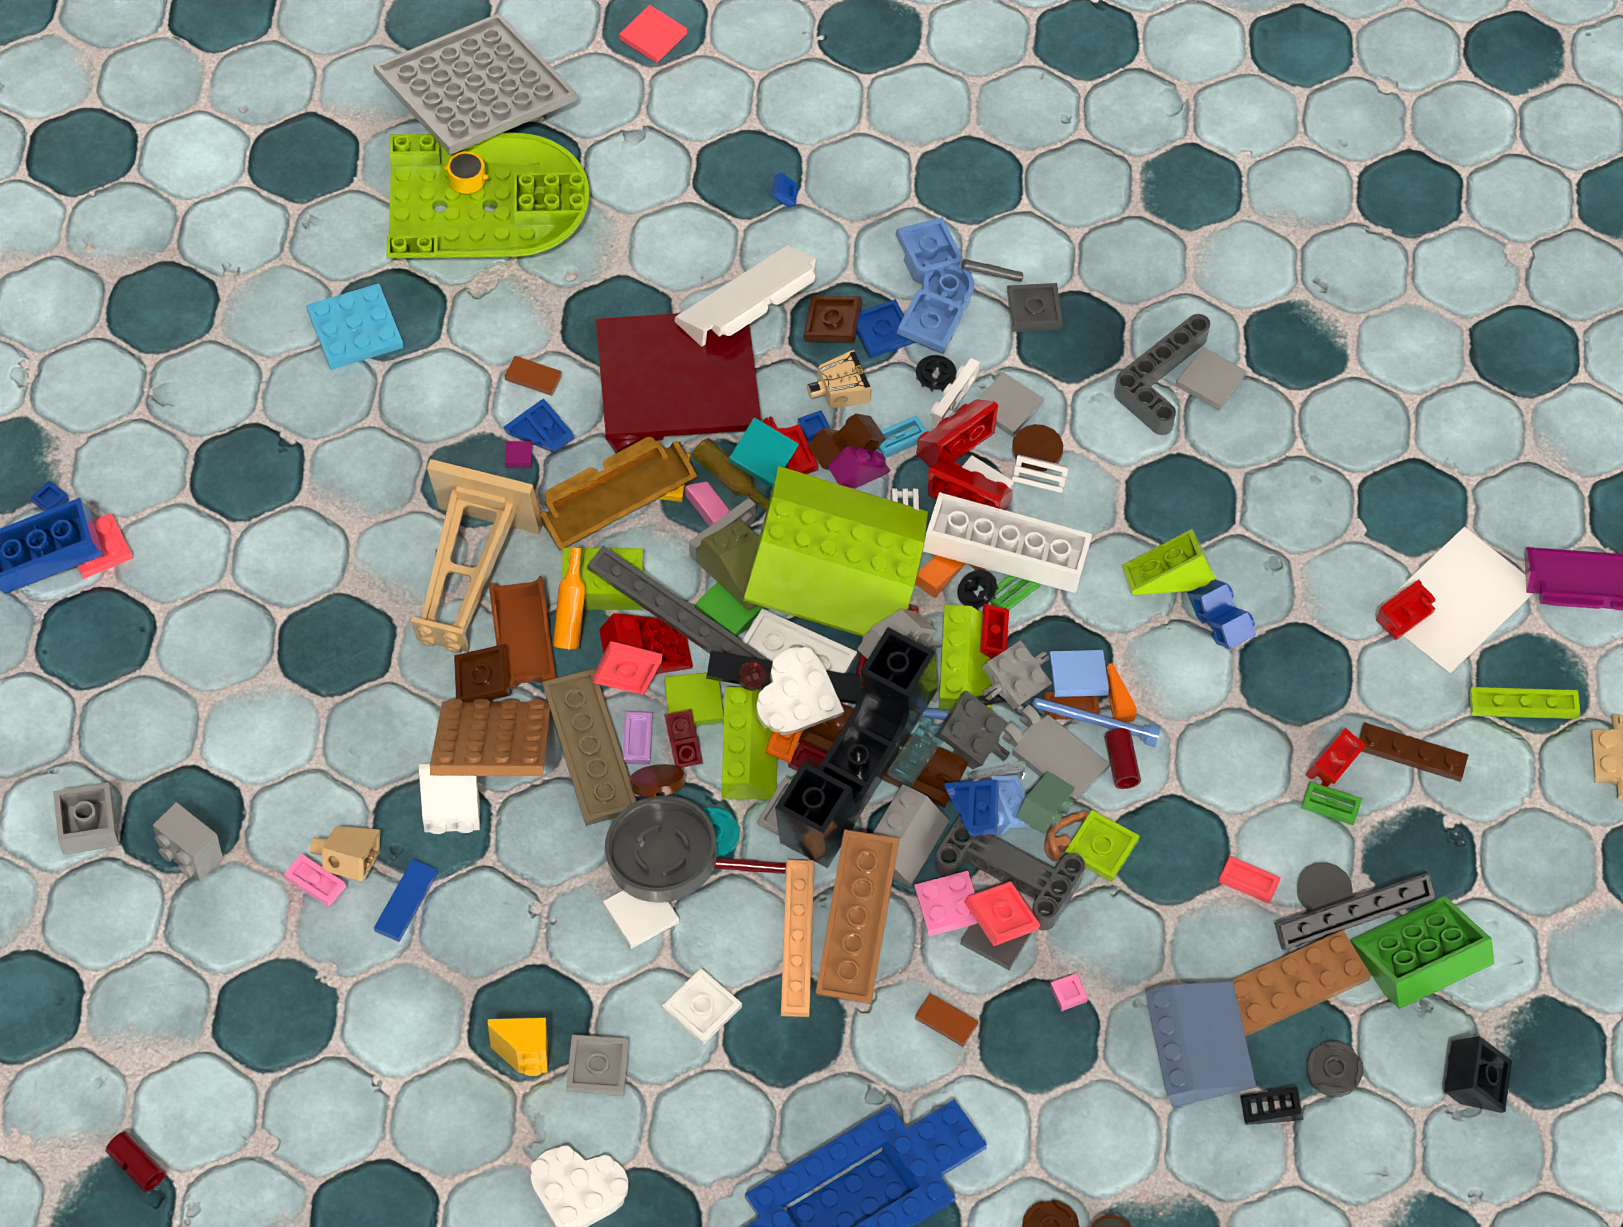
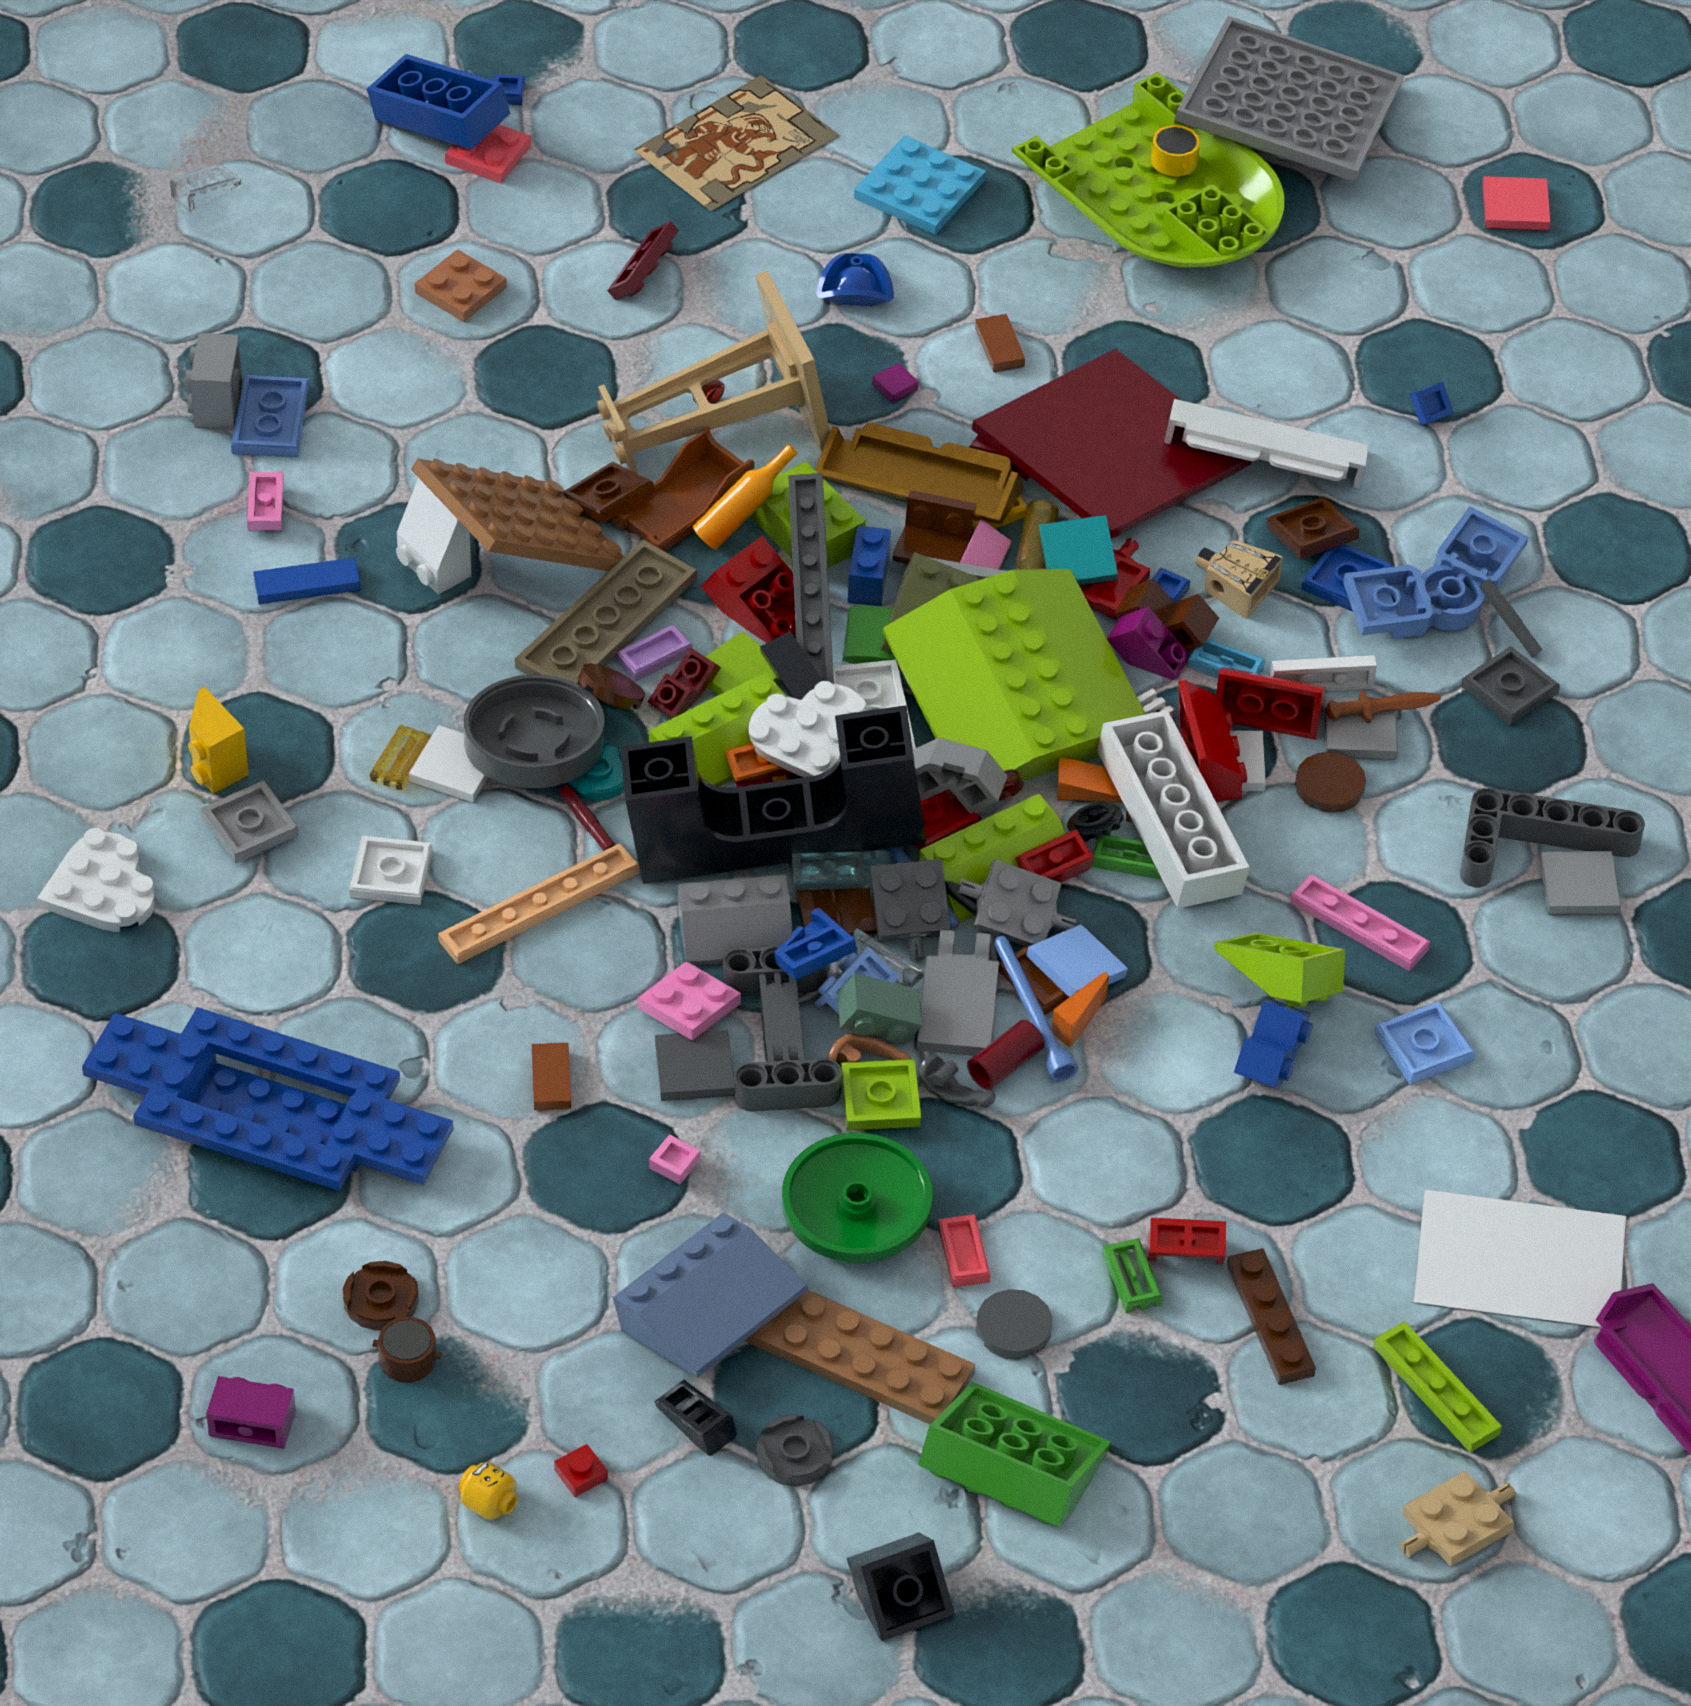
camera: 55 degrees right, 10 degrees down
(86, 818) = (179, 300): light grey brick -> none
(211, 642) = (460, 285): none -> nougat plate
(219, 401) = (736, 142): none -> sticker
(240, 829) = (270, 416): none -> medium blue tile
(289, 522) = (643, 261): none -> dark red plate
(348, 851) = (315, 503): tan torso -> none
(413, 415) = (855, 281): none -> blue hat
(541, 427) = (942, 379): blue wing -> none
(620, 959) = (391, 776): none -> clear yellow tile
(627, 668) = (711, 584): coral tile -> none
(671, 570) = (869, 566): none -> blue brick
(674, 518) = (935, 528): none -> reddish brown bracket
(751, 676) = (792, 680): clear red tile -> none
(857, 917) = (594, 923): medium nougat plate -> none
(928, 365) = (1340, 638): black gear -> none
(1000, 388) = (1369, 705): none -> dark orange sword
(1002, 913) = (710, 1044): coral tile -> none
(1037, 483) = (1283, 779): white tile -> none
(1114, 806) = (940, 1080): none -> dark grey piece
(1155, 507) = (1360, 922): none -> bright pink tile
(1179, 910) = (857, 1197): none -> green dish
(1268, 1198) = (581, 1470): none -> red plate
(1269, 537) = (1424, 1042): none -> light blue tile
(1354, 910) = (1010, 1362): tile -> none
(1406, 610) = (1449, 1209): red hinge -> none

